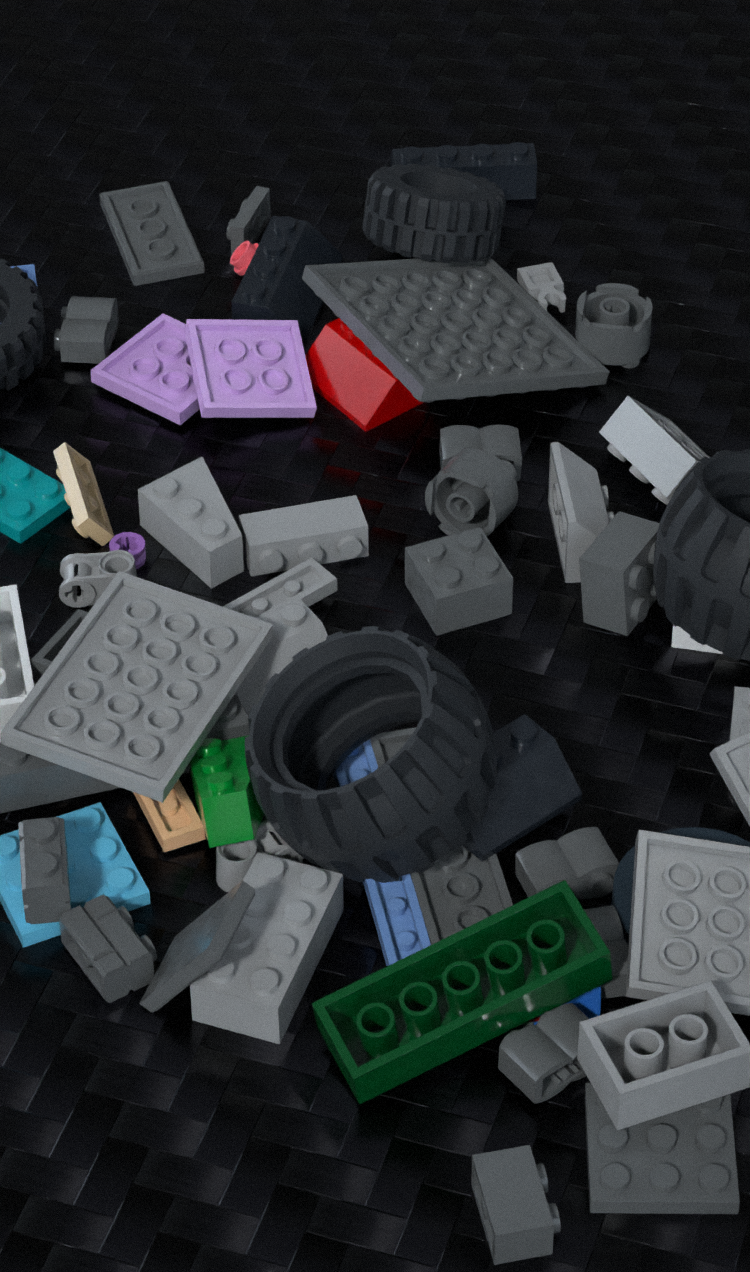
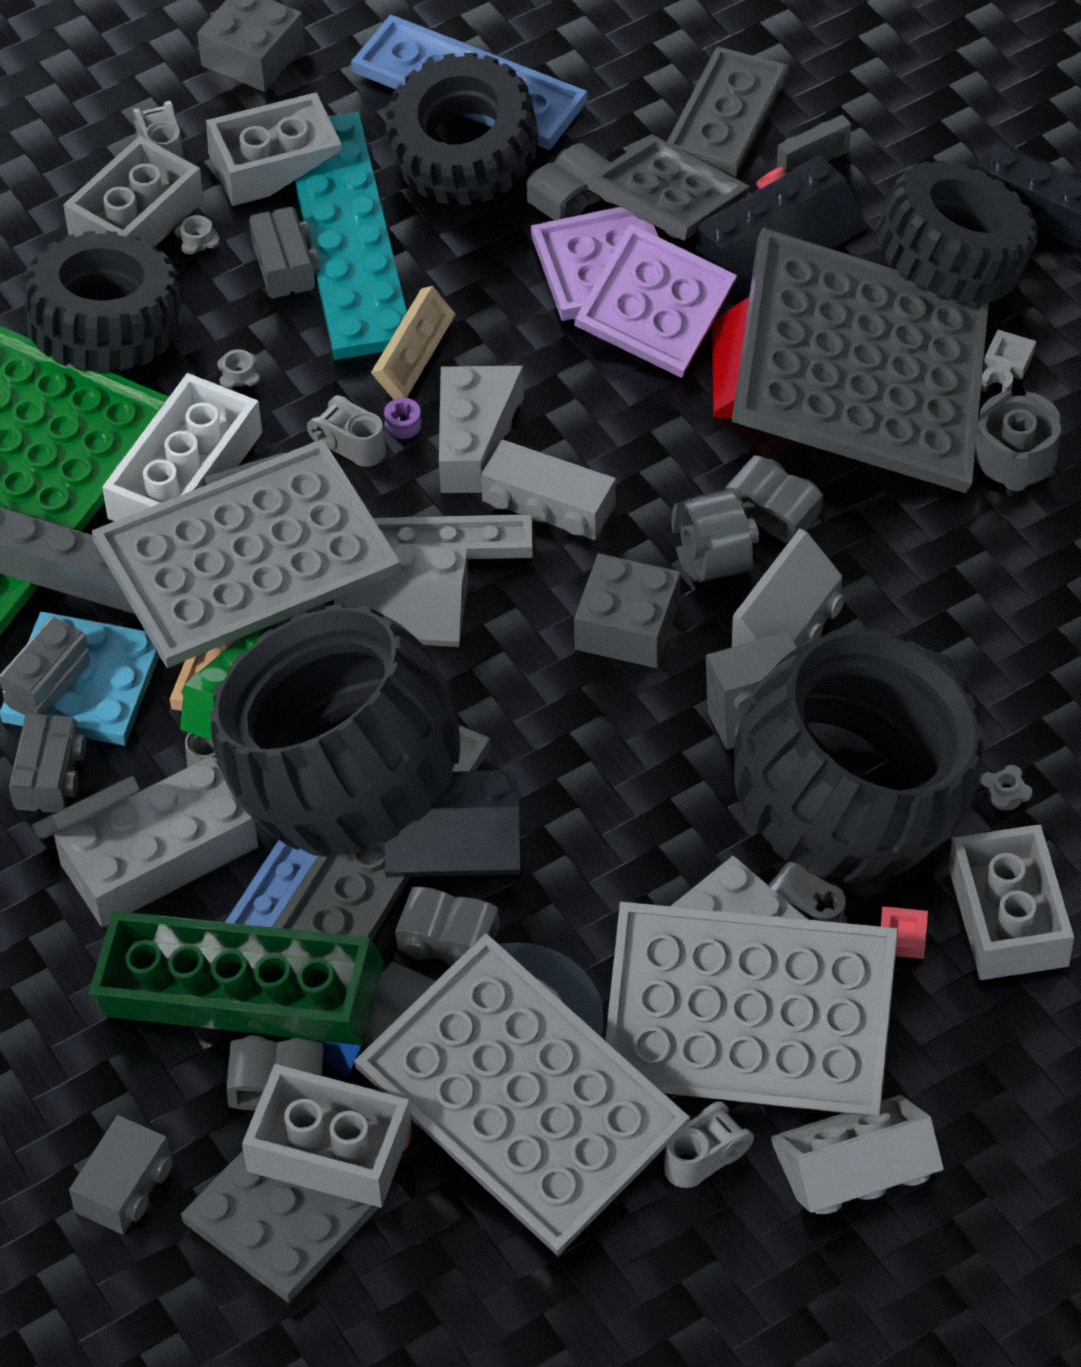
camera: 40 degrees right, 10 degrees up
(174, 294) = (667, 187): none -> dark grey plate
(652, 445) = (935, 593): light grey slope -> none

